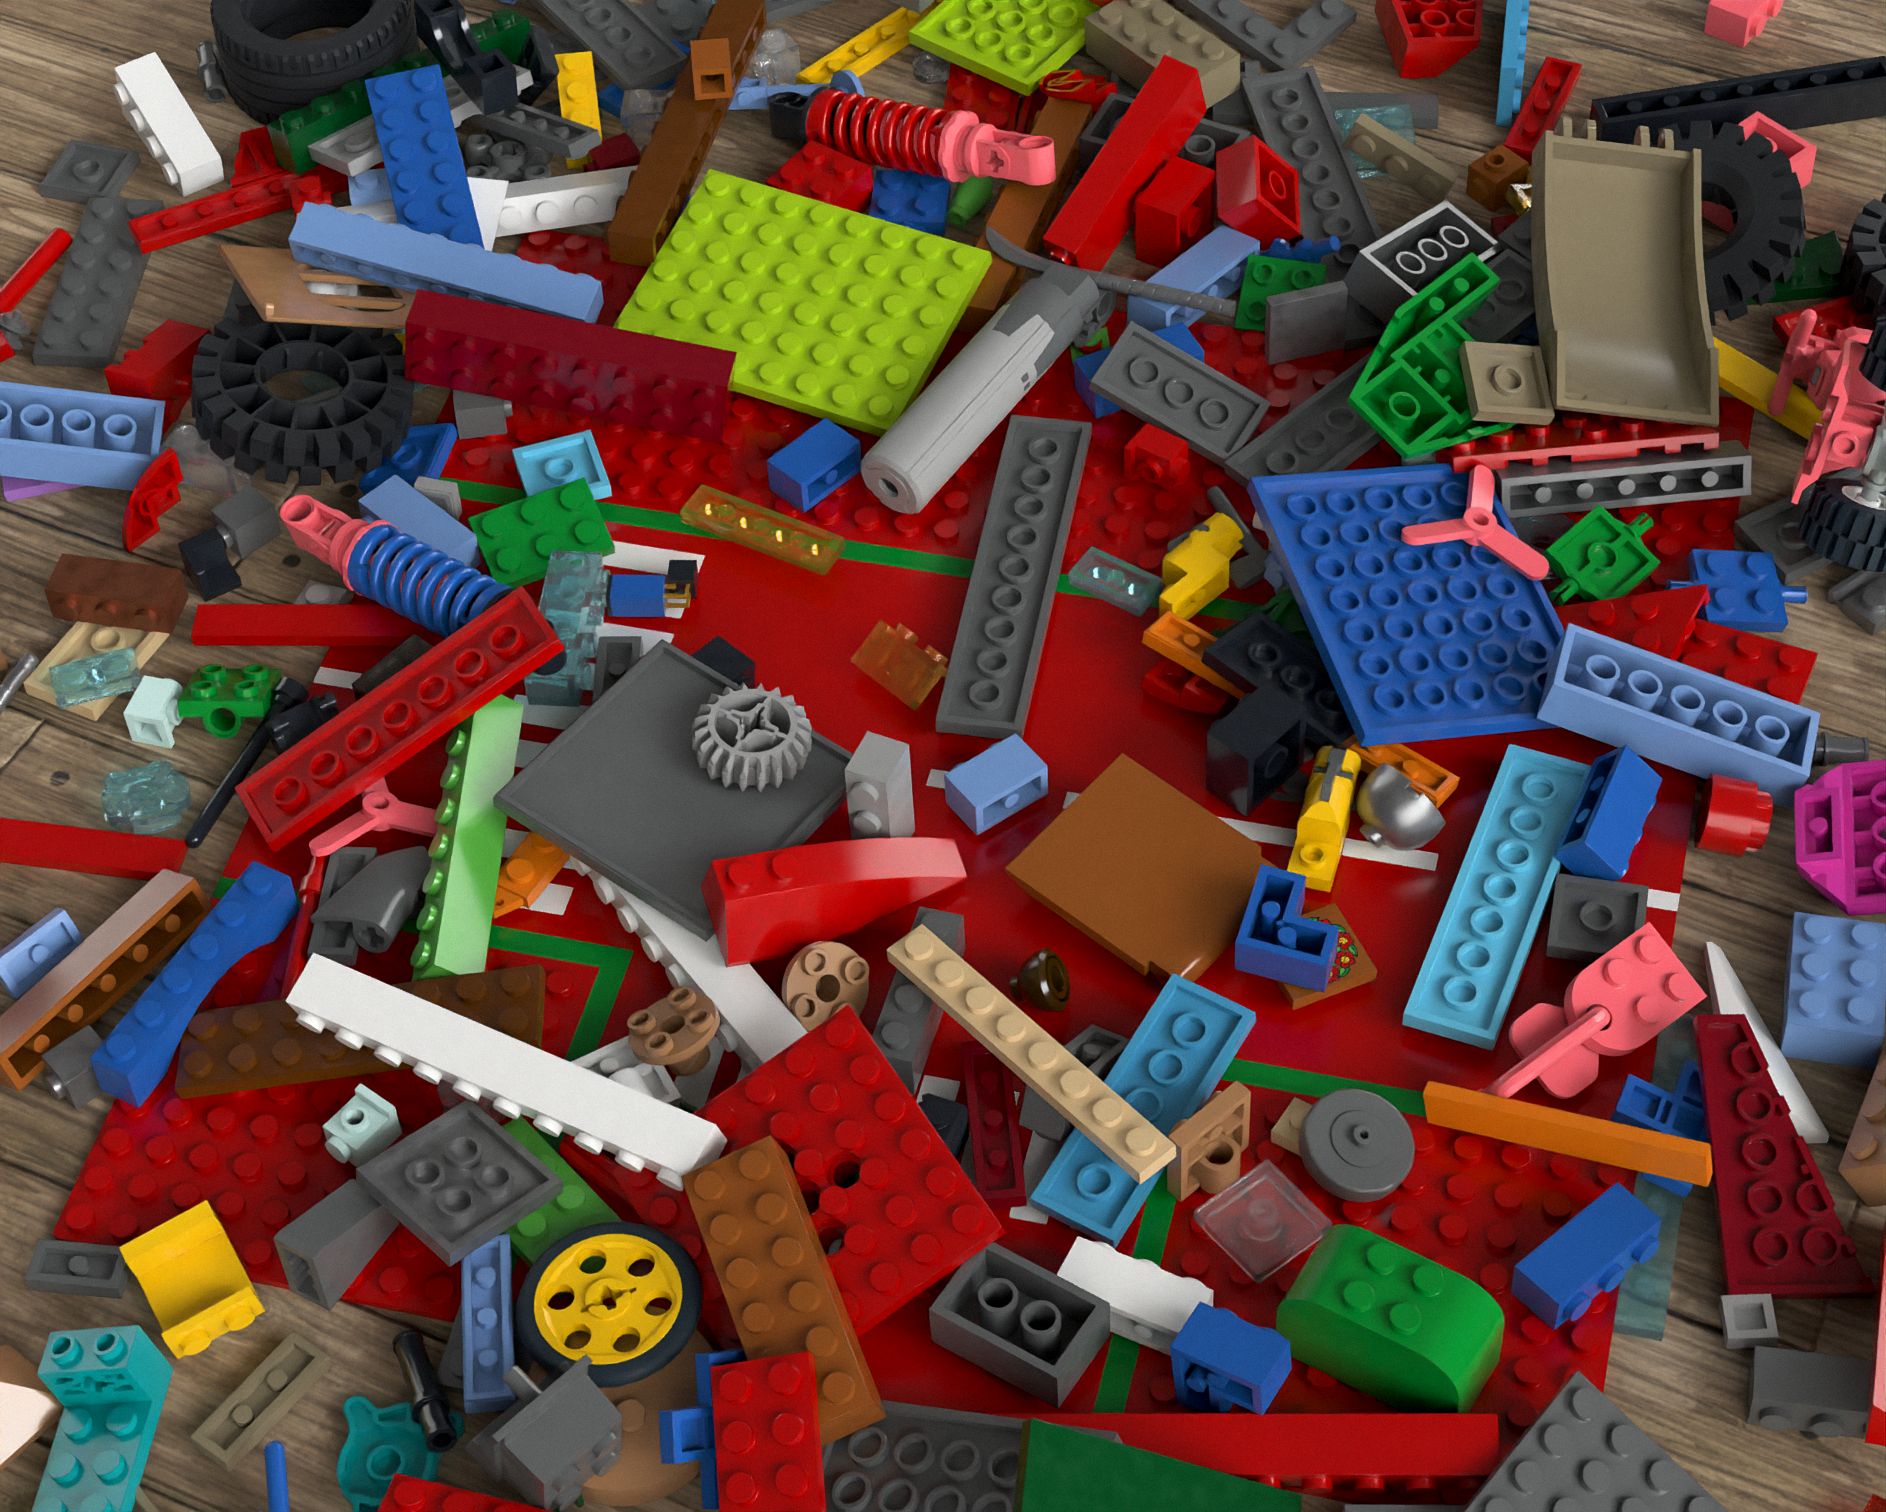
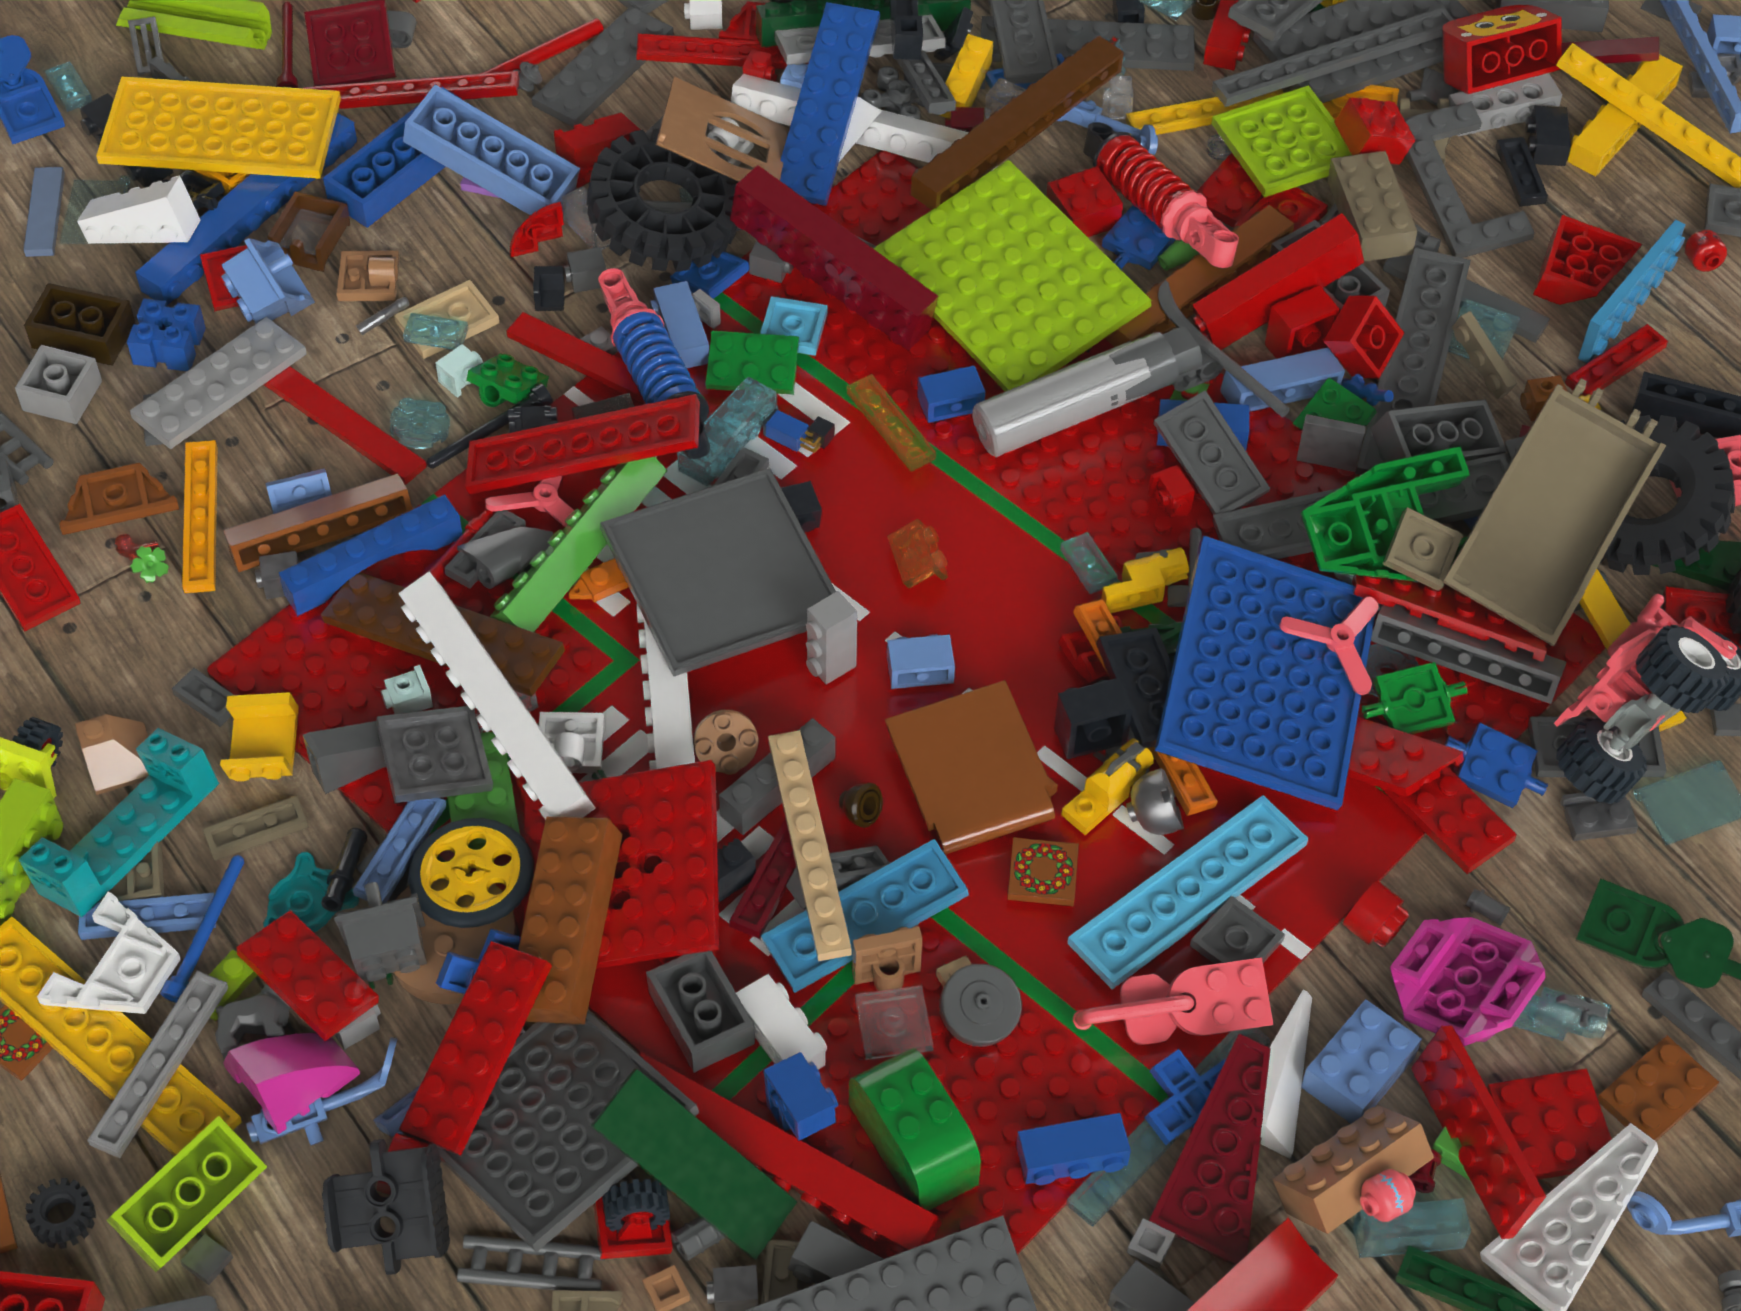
camera: 25 degrees right, 5 degrees up
(116, 593) = (477, 283): copper brick -> none
(431, 262) = (803, 156): medium blue brick -> none
(675, 1031) = (619, 724): medium nougat plate -> none
(711, 69) = (1047, 91): dark orange brick -> none
(751, 737) = (781, 548): light grey gear -> none
(813, 893) = (758, 679): red wedge -> none
(1014, 579) = (1027, 529): dark grey plate -> none
(1070, 86) = (1294, 205): red brick -> none
(1279, 941) = (1016, 844): blue brick -> none
(1569, 1133) = (1112, 1066): orange tile -> none
(1608, 816) = (1290, 876): blue brick -> none
(1677, 714) = (1382, 830): medium blue brick -> none

